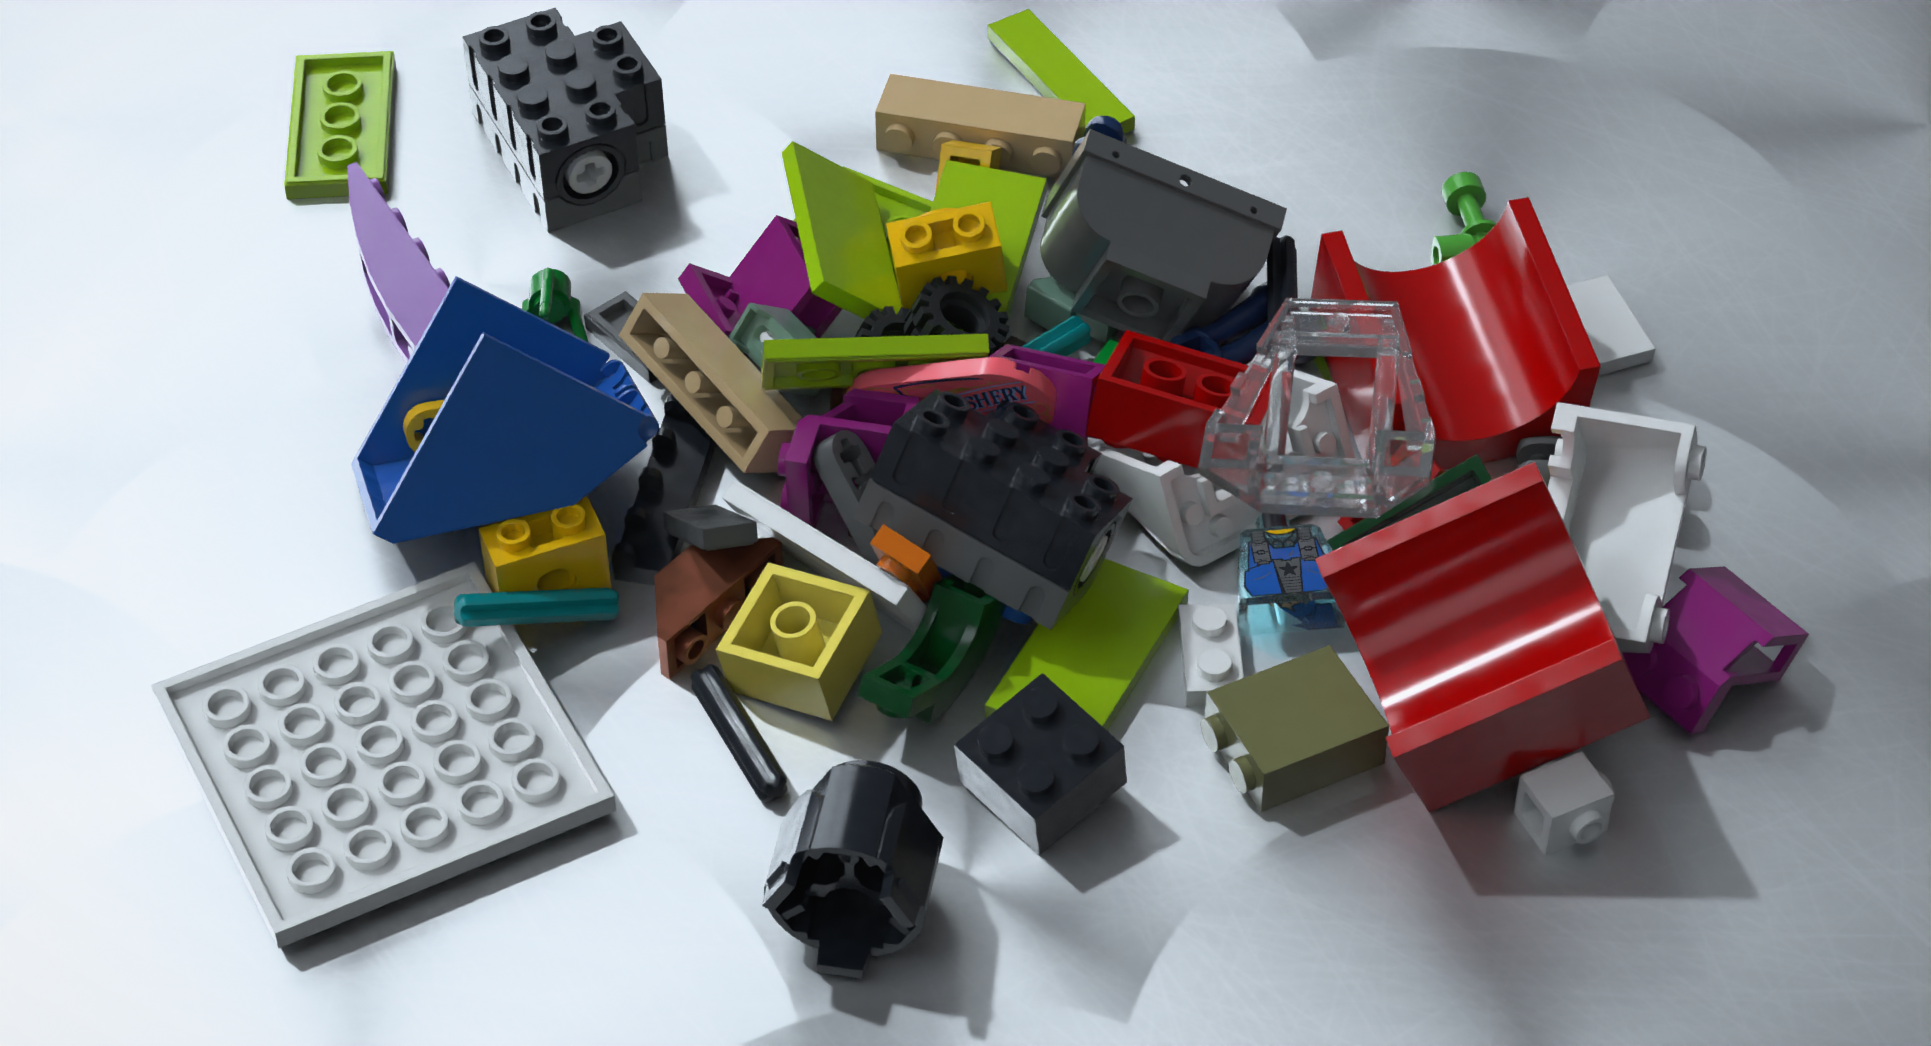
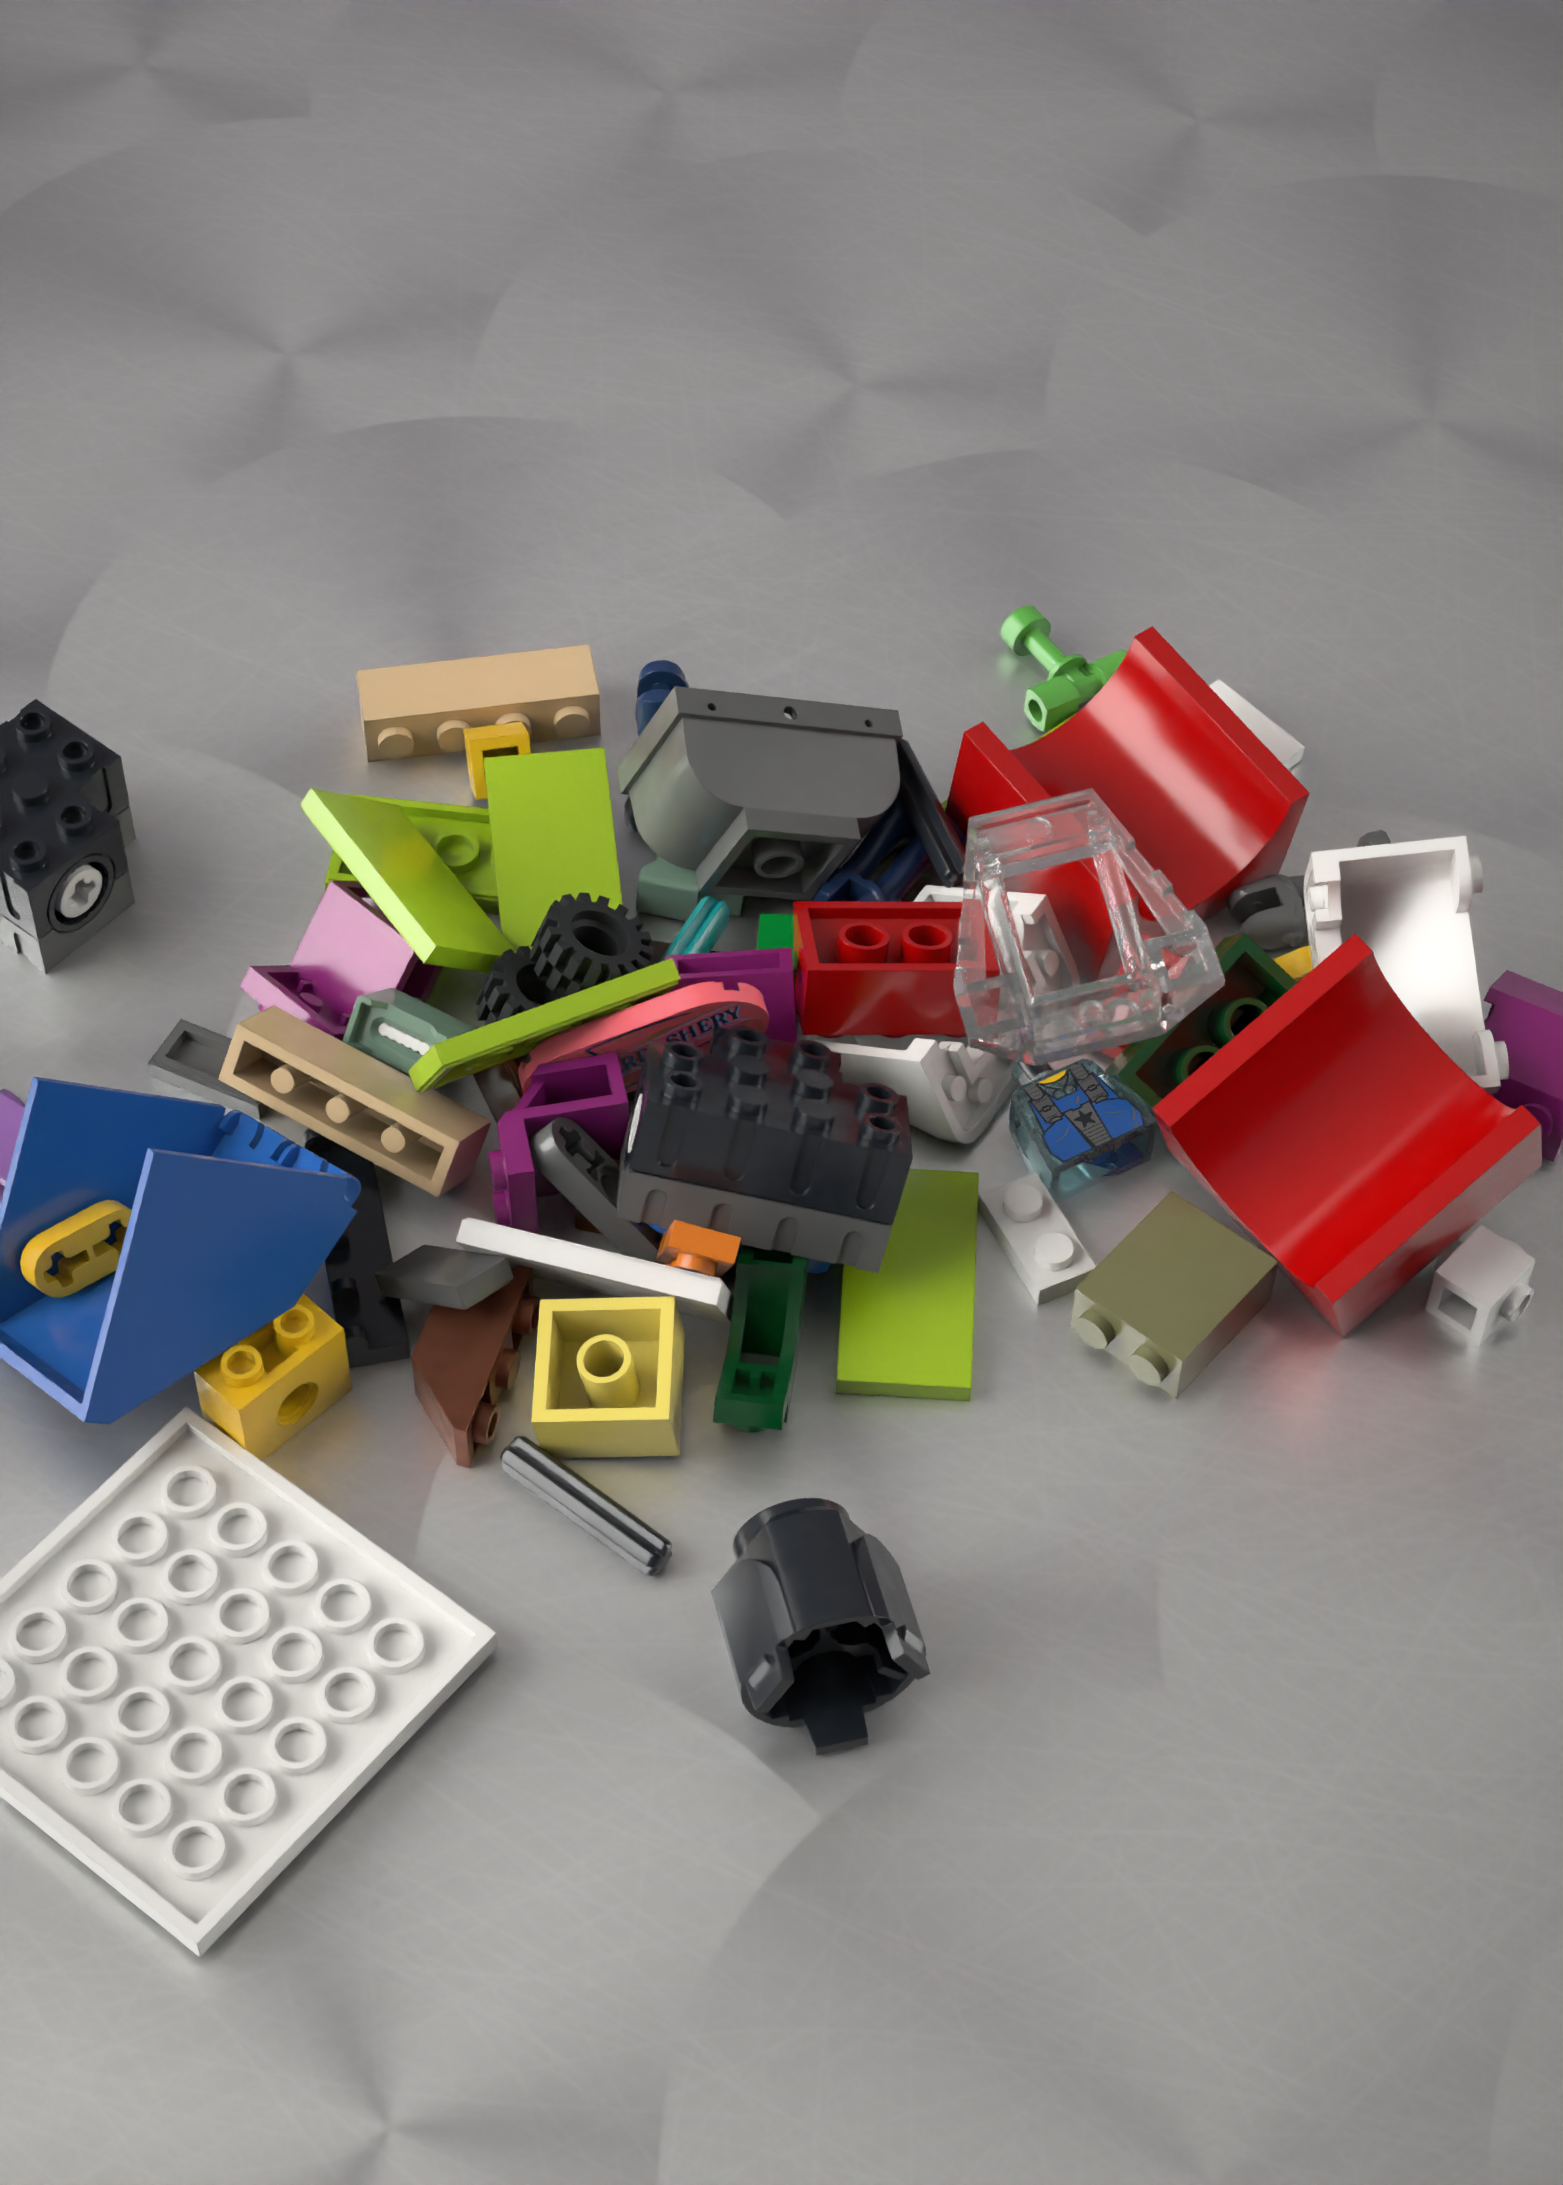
camera: 25 degrees left, 5 degrees up
(536, 607) = (289, 1438): teal axle -> none
(552, 300) = (104, 1059): green plant -> none
(946, 244) = (541, 865): yellow brick -> none
(1041, 763) = (942, 1429): black brick -> none
(1054, 67) = (525, 613): lime tile -> none

